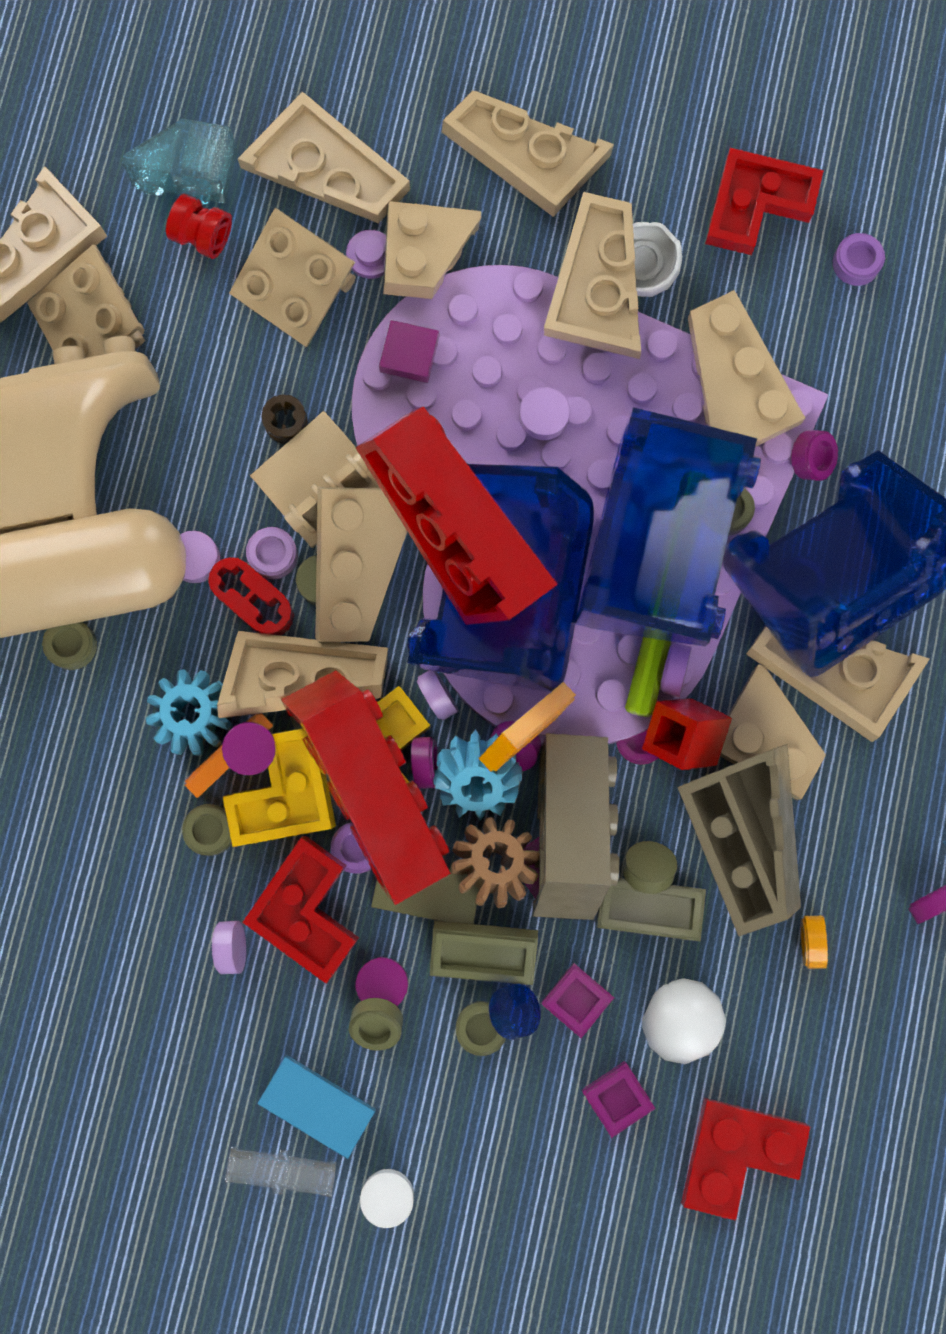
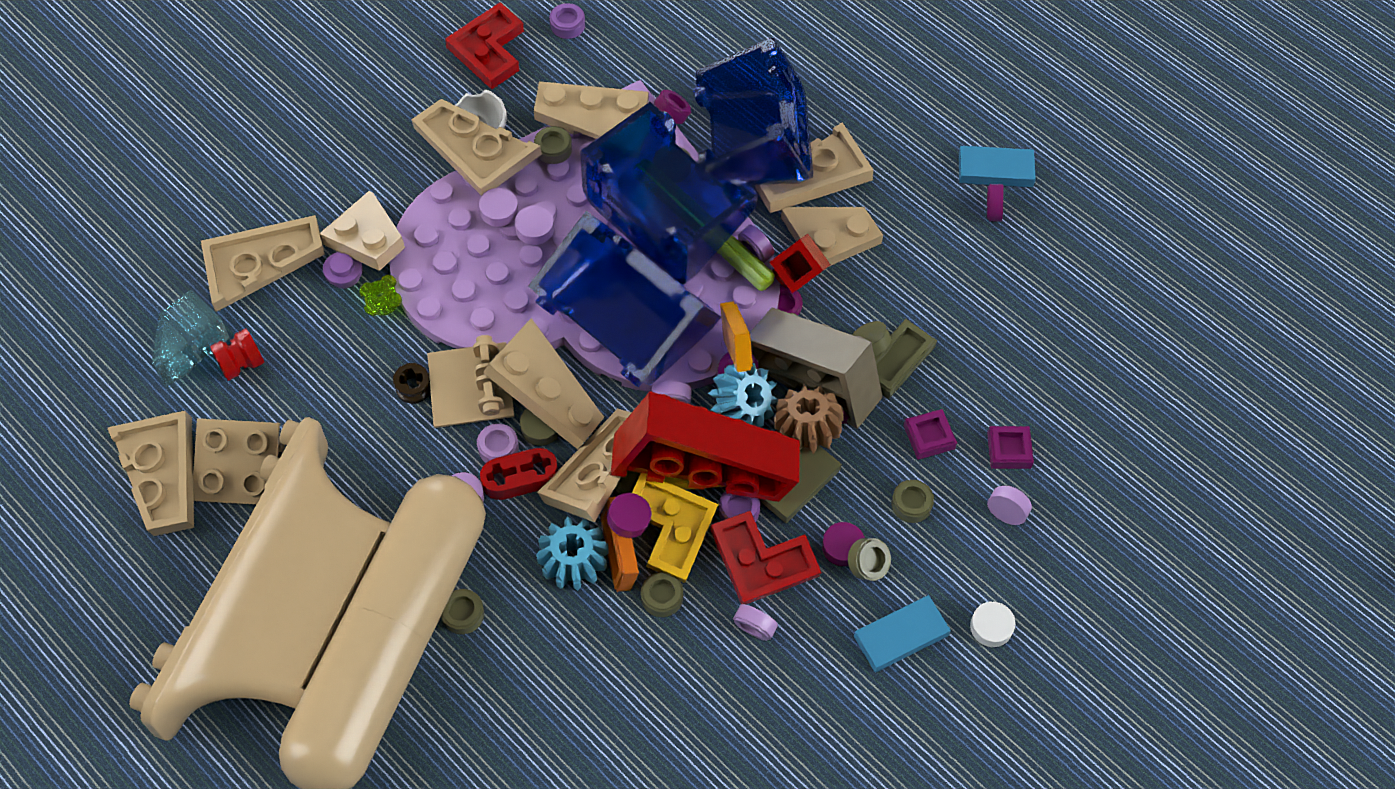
camera: 60 degrees left, 20 degrees down
(280, 1172) = (933, 679): clear pin -> none
(292, 277) = (320, 320): tan hinge -> none
(362, 328) = (384, 304): none -> clear neon green plate
(409, 351) = (431, 275): magenta tile -> none
(454, 521) = (576, 290): red wedge -> none
(483, 952) = (863, 467): olive tile -> none
(514, 1011) = (914, 470): clear blue tile -> none
(529, 155) = (359, 143): tan wing -> none
(538, 1141) = (1009, 505): none -> lavender tile
(541, 360) = (498, 207): none -> lavender tile
(664, 362) = (554, 144): none -> olive tile
(684, 1021) = (983, 380): white hair -> none
(728, 1143) = (1079, 403): red plate -> none
(749, 837) = (888, 267): dark tan wedge -> none
(814, 942) = (978, 277): light orange tile -> none

